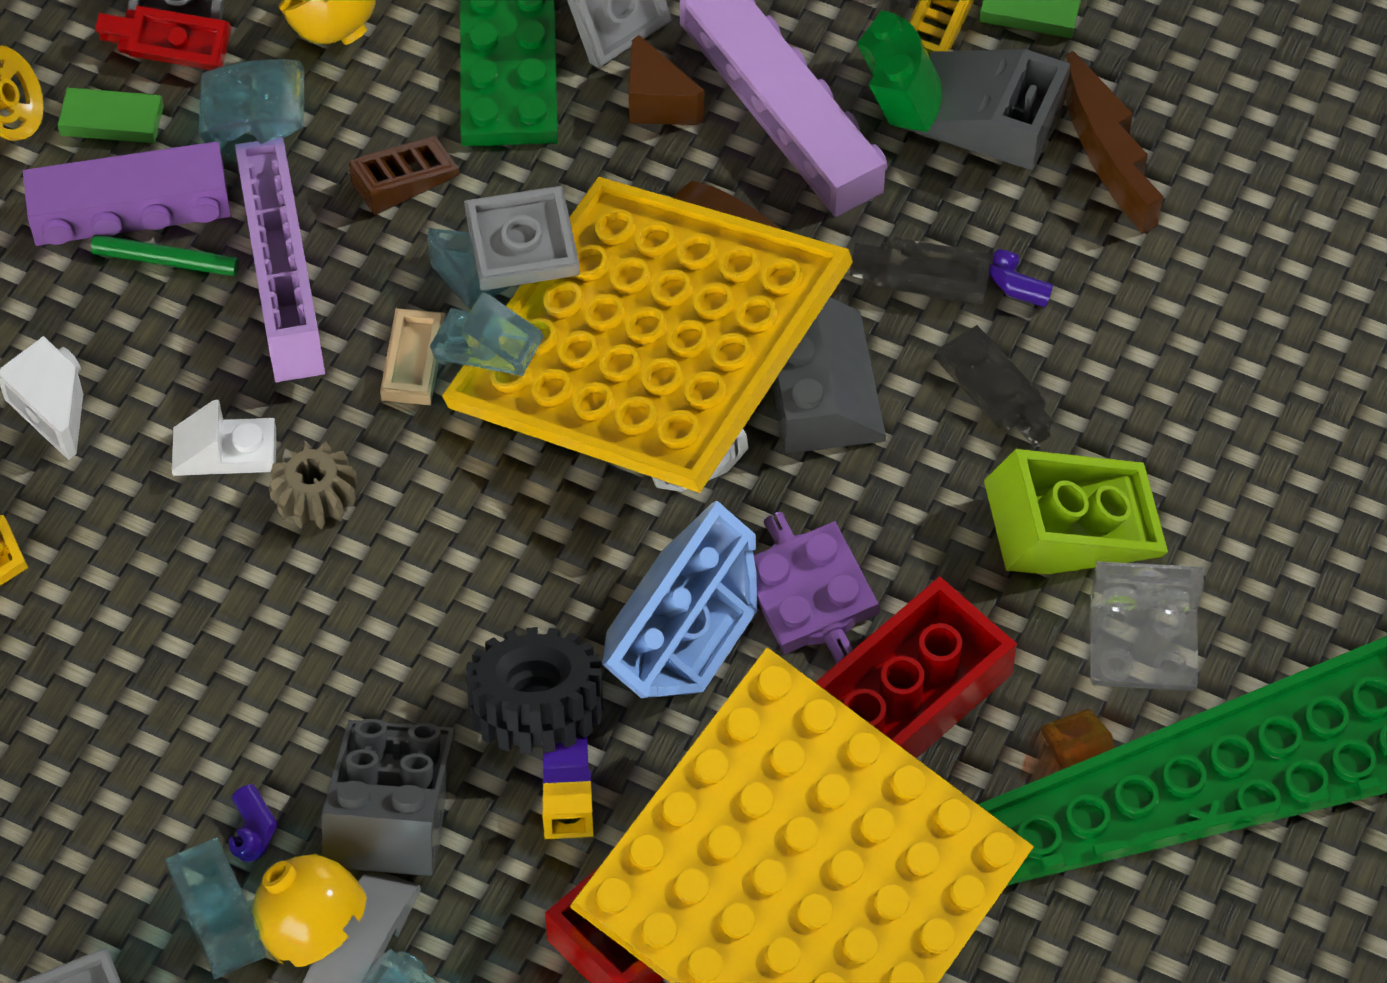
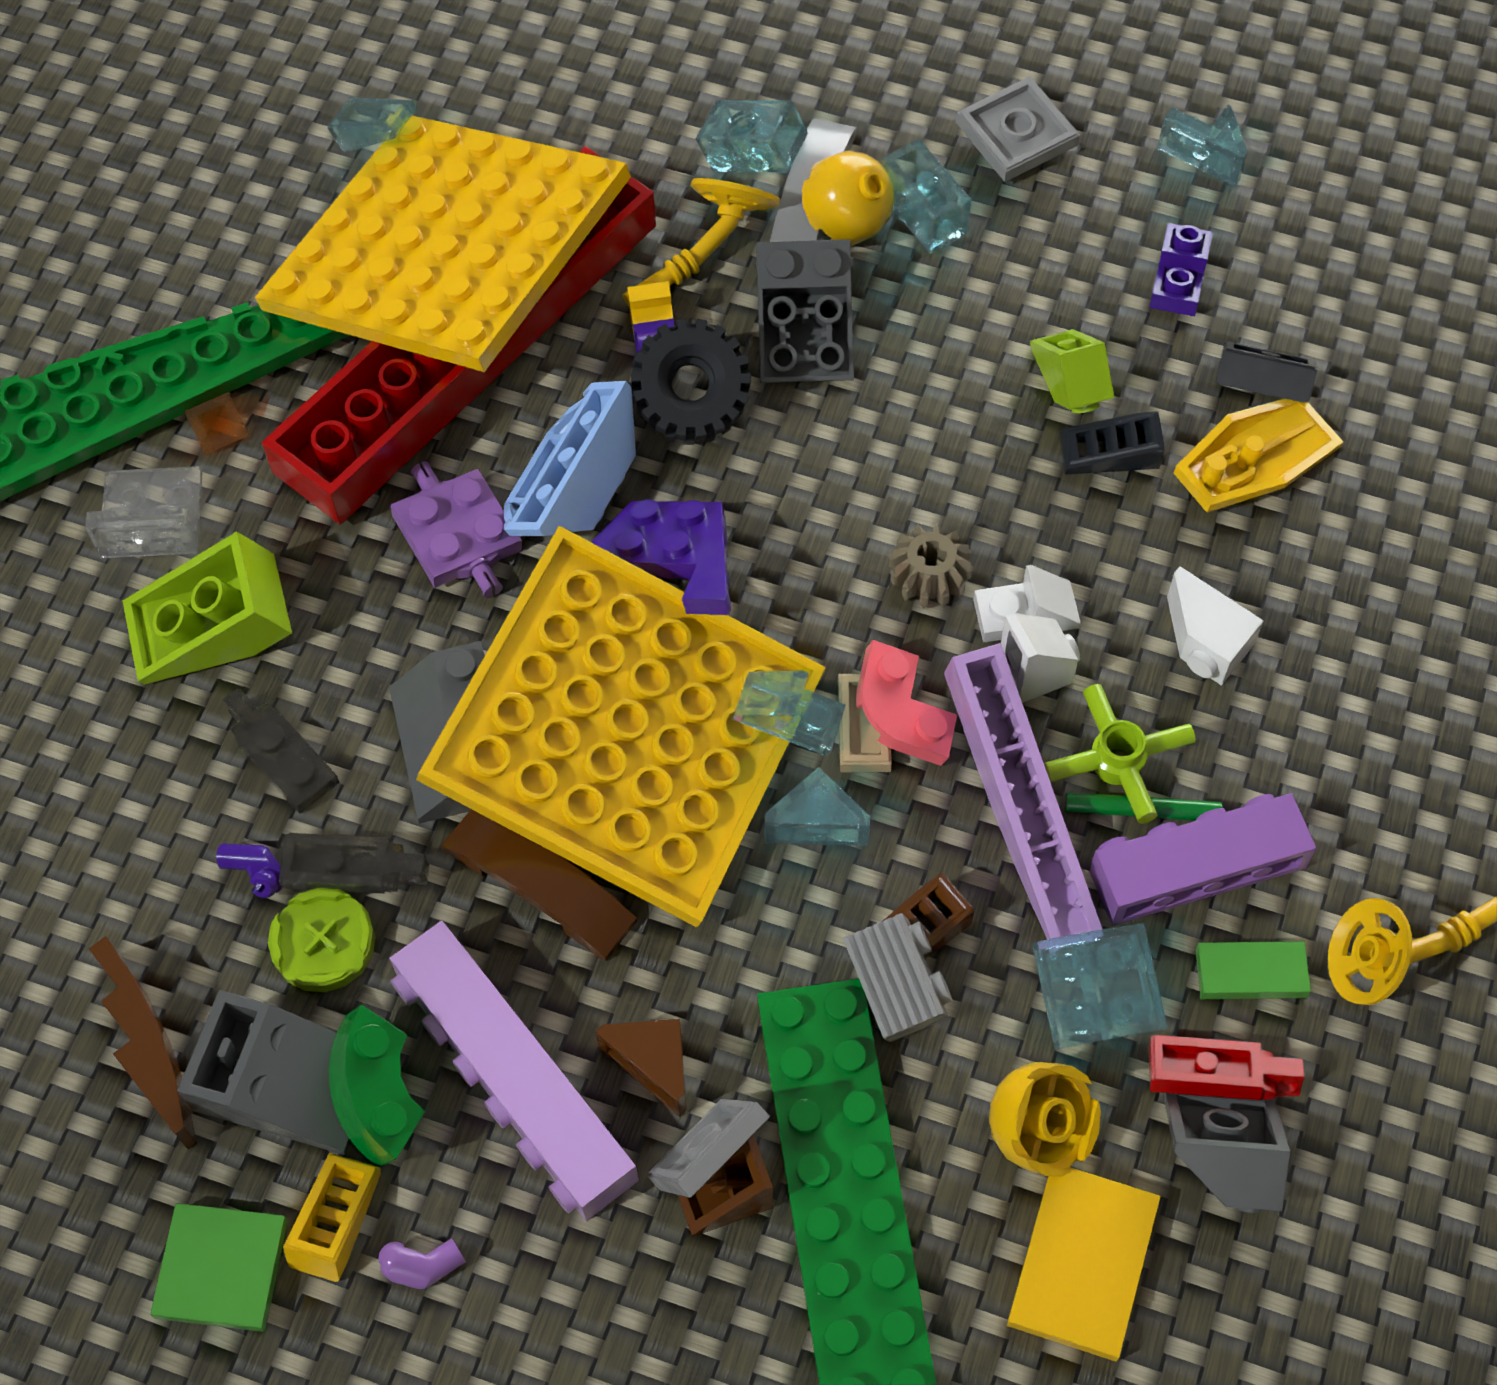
camera: 175 degrees right, 5 degrees up
(68, 585) = (1126, 428): none -> black slope
(101, 689) = (1074, 369): none -> lime slope
(178, 304) = (1120, 769): none -> lime bar
(228, 369) = (1038, 654): none -> white slope
(258, 825) = (910, 281): dark purple arm -> none
(384, 349) = (903, 722): none -> coral plate
(429, 115) = (897, 976): none -> light grey brick
(456, 916) = (733, 202): none -> yellow dish
(521, 238) = (769, 814): light grey tile -> none
(584, 521) = (677, 543): none -> dark purple wing
(953, 214) = (321, 940): none -> lime tile

